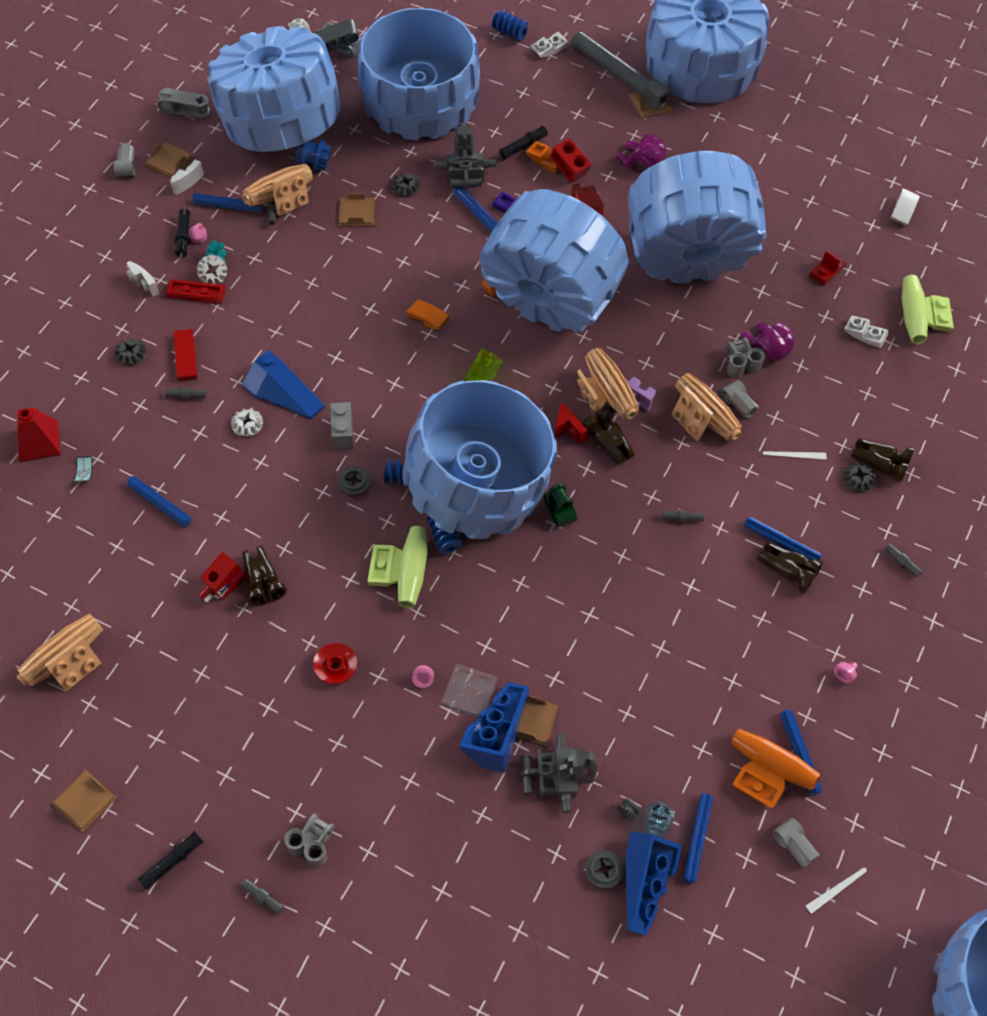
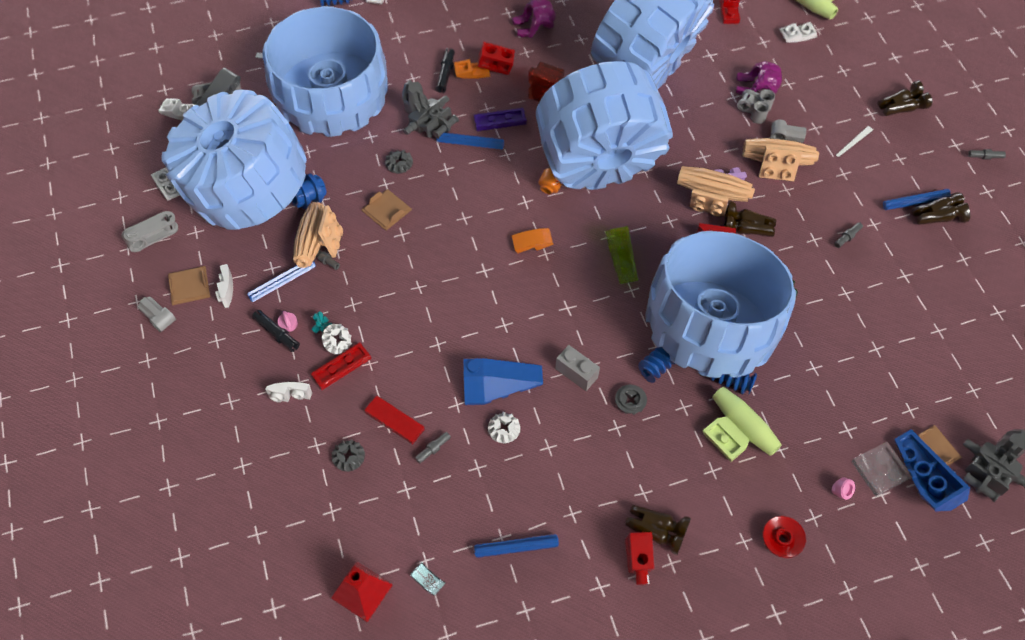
camera: 45 degrees left, 0 degrees up
(854, 481) = (906, 130): dark grey gear -> none

